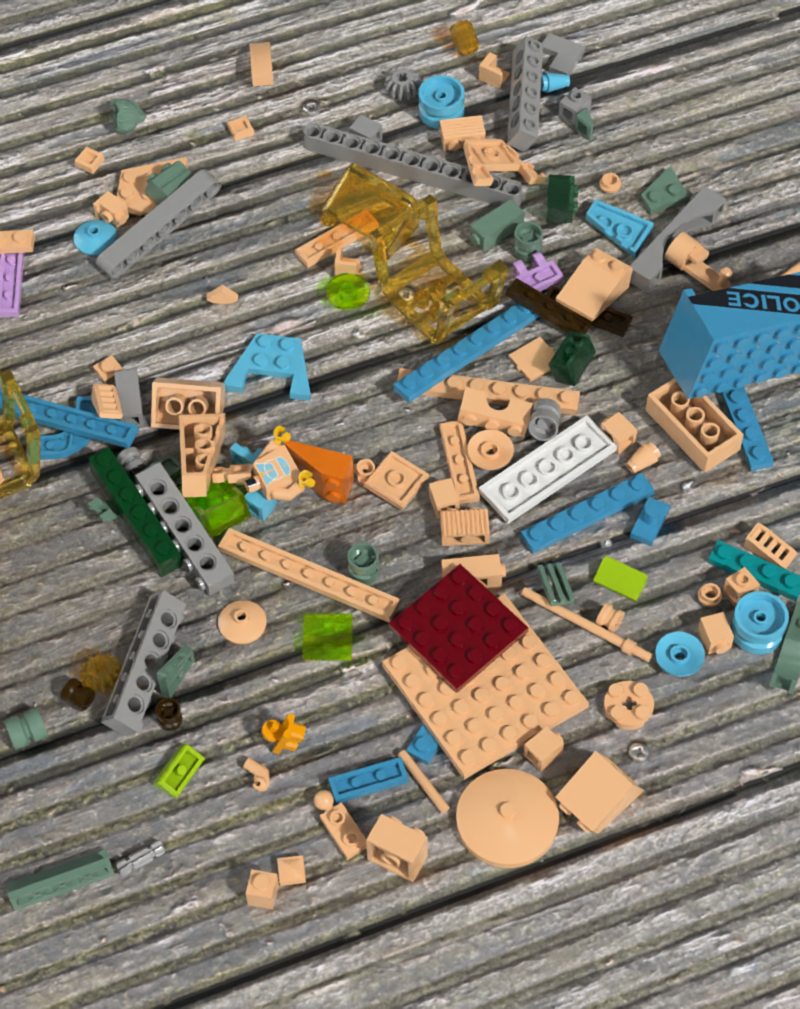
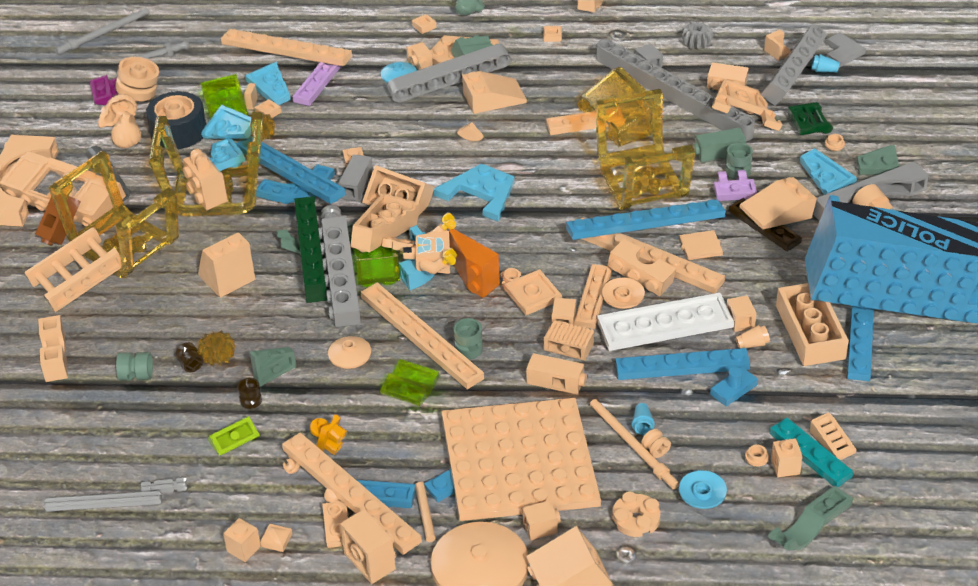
camera: 25 degrees right, 15 degrees down
(58, 568) = (227, 265): none -> light nougat slope
(60, 880) = (91, 480): sand green fence -> none
(86, 900) = (103, 501): none -> light grey axle
(106, 401) = (333, 169): light nougat slope -> none
(134, 670) = (209, 380): light grey brick -> none
(216, 232) = (491, 91): none -> light nougat slope
(340, 790) = (350, 490): none -> light nougat plate
(345, 265) = (579, 141): light nougat panel -> none
(345, 285) = (570, 155): clear neon green dish -> none
(440, 99) = (720, 48): medium azure wheel -> none
(458, 628) = (517, 404): dark red plate -> none
(464, 38) = (764, 16): clear yellow gear -> none
(544, 419) = (680, 283): light grey wheel -> none
(547, 307) = (730, 210): dark brown tile -> none
(551, 570) = (624, 394): sand green tile -> none
(561, 198) = (784, 140): clear green brick -> none
(566, 163) = (805, 122): none -> dark green plate
(572, 358) = (729, 248): clear green brick -> none
(574, 103) = (833, 83): light grey brick -> none
(584, 124) = (833, 96): sand green slope -> none
(584, 595) = (642, 419): none -> medium azure cone
(620, 578) = (683, 419): lime slope -> none
(716, 633) = (744, 484): light nougat brick -> none
(759, 622) = (787, 487): medium azure wheel -> none

